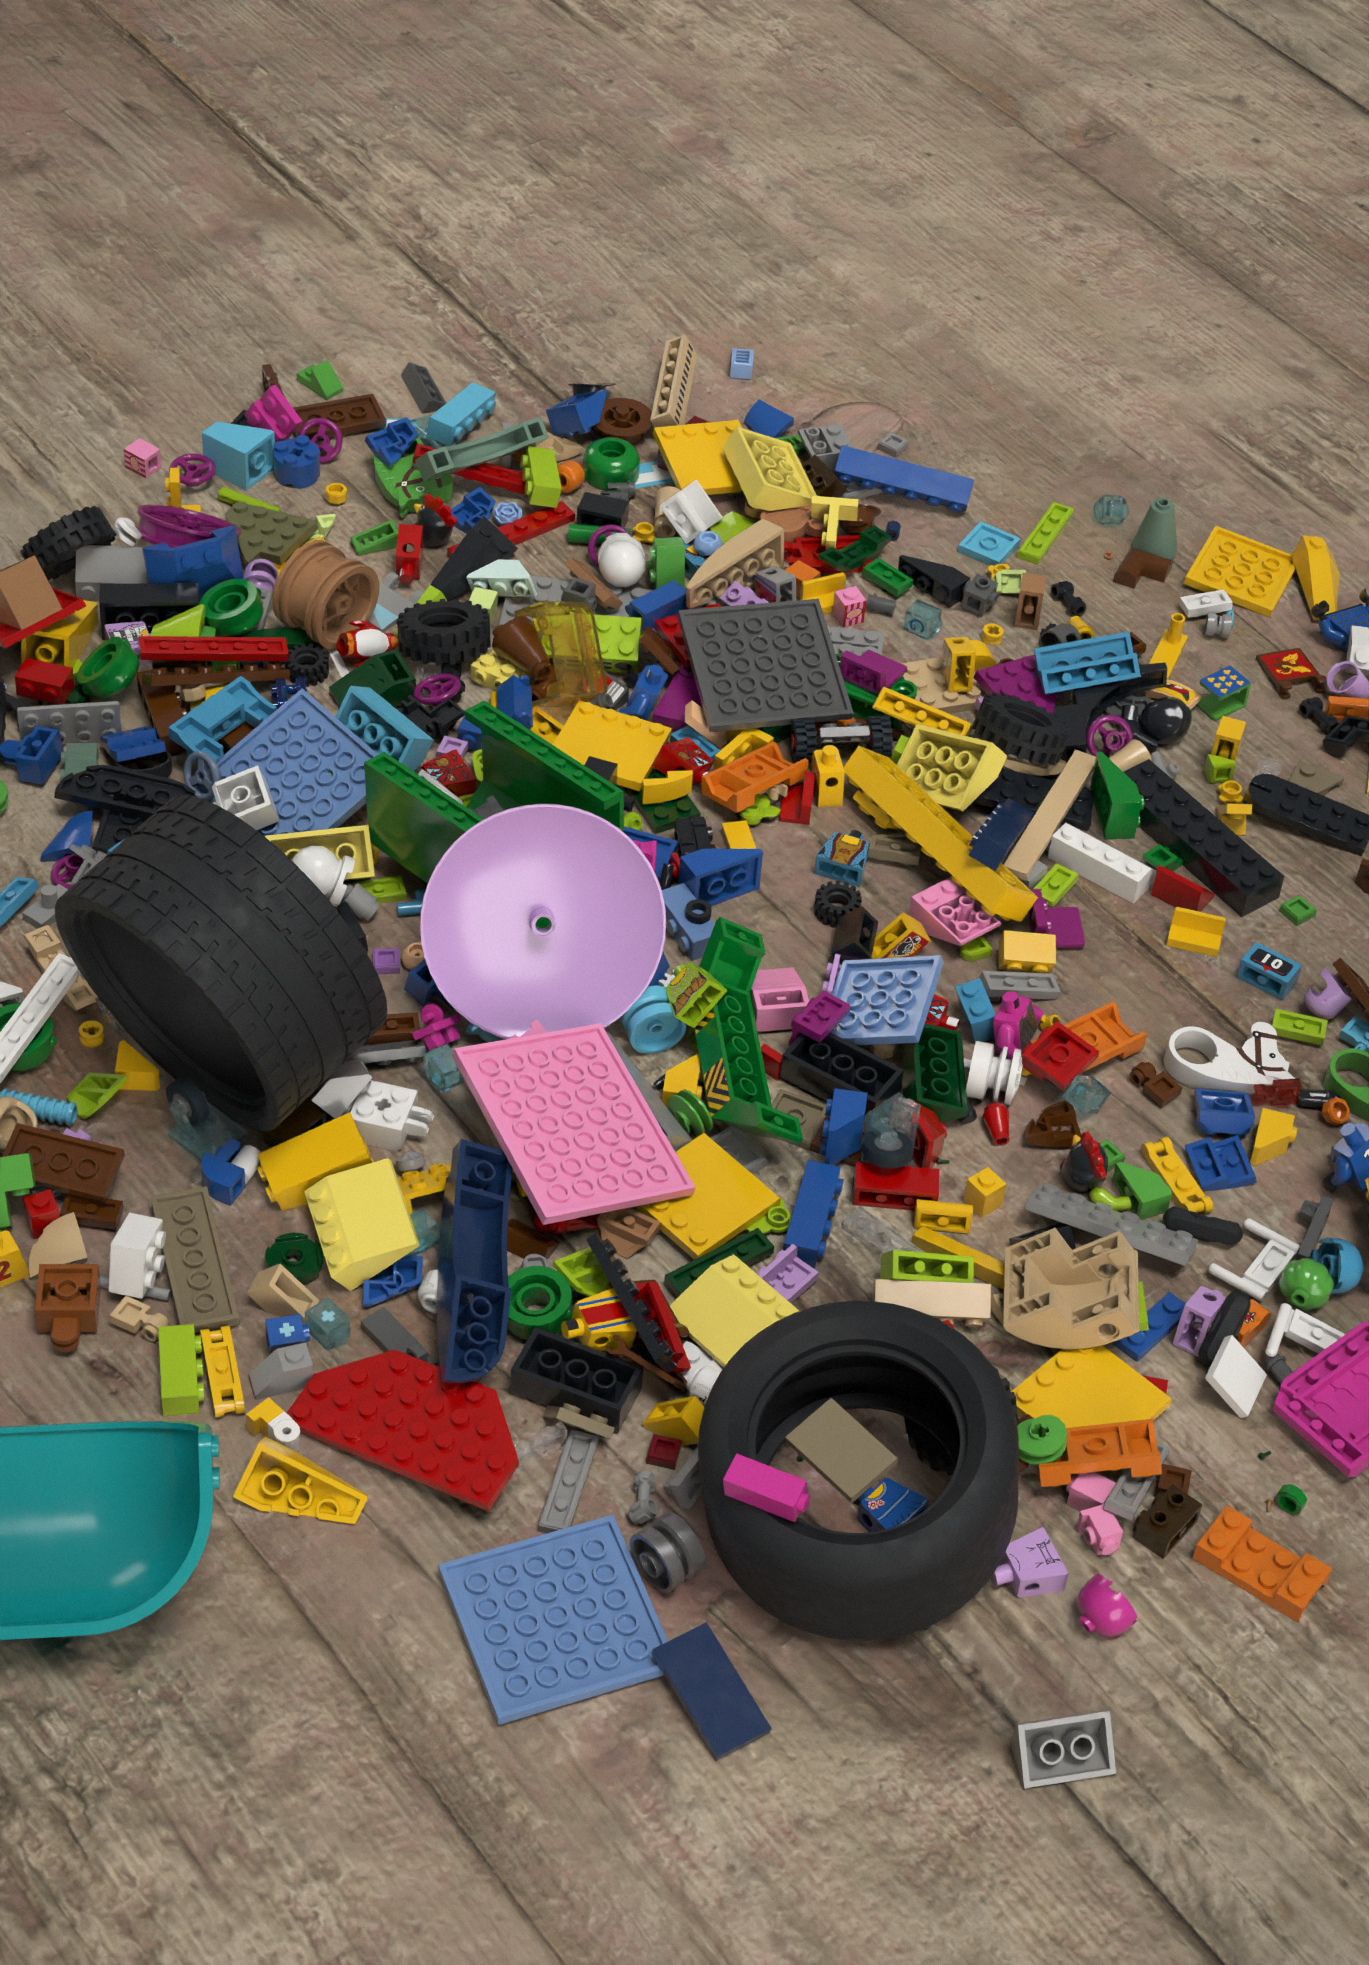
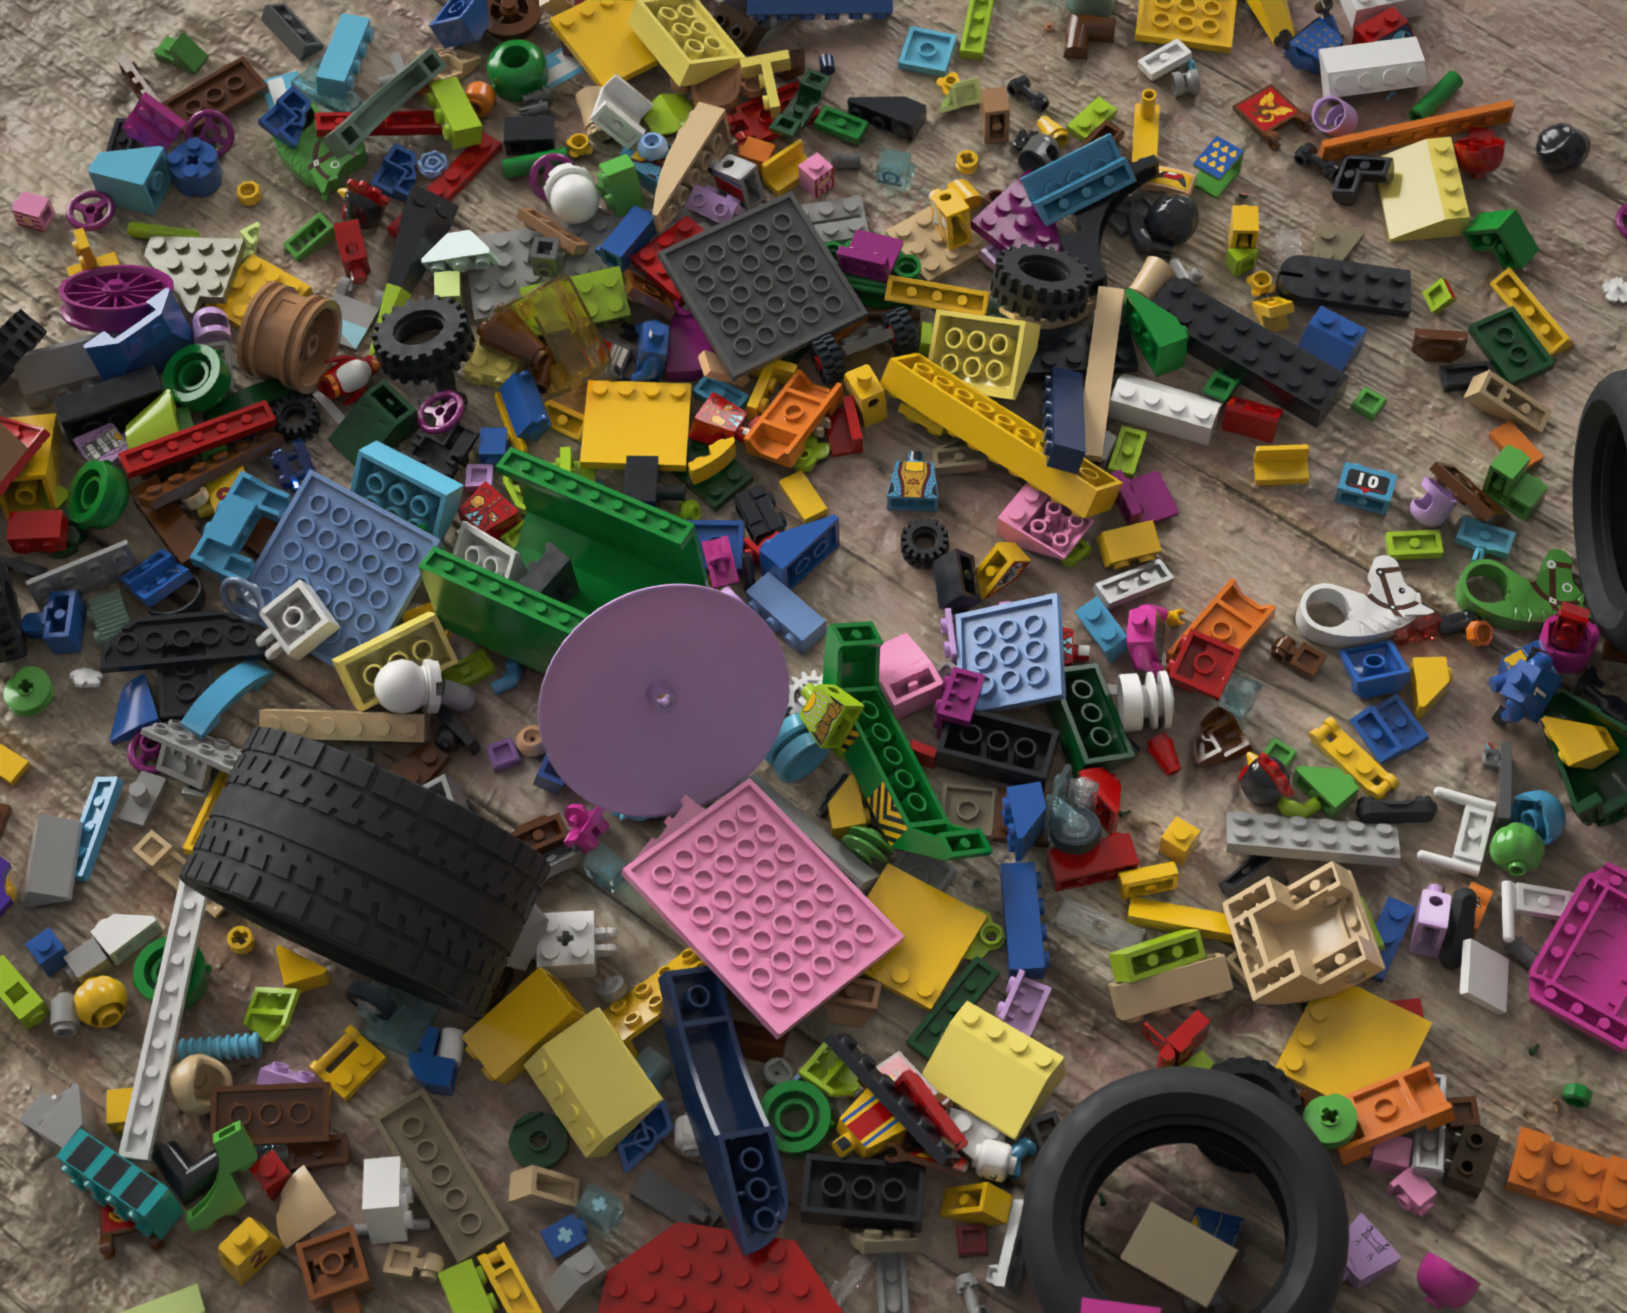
camera: 10 degrees left, 15 degrees up
(40, 803) = (86, 677): none -> white plant
(124, 529) = (57, 324): white arm -> none
(152, 1158) = (354, 1069): none -> yellow plate
(698, 918) = (795, 612): black piece -> none
(979, 594) = (941, 120): dark grey brick -> none
(1118, 737) = (1136, 259): magenta piece -> none
(1128, 624) = (1091, 118): none -> lime plate
(1283, 848) = (1333, 338): none -> blue slope

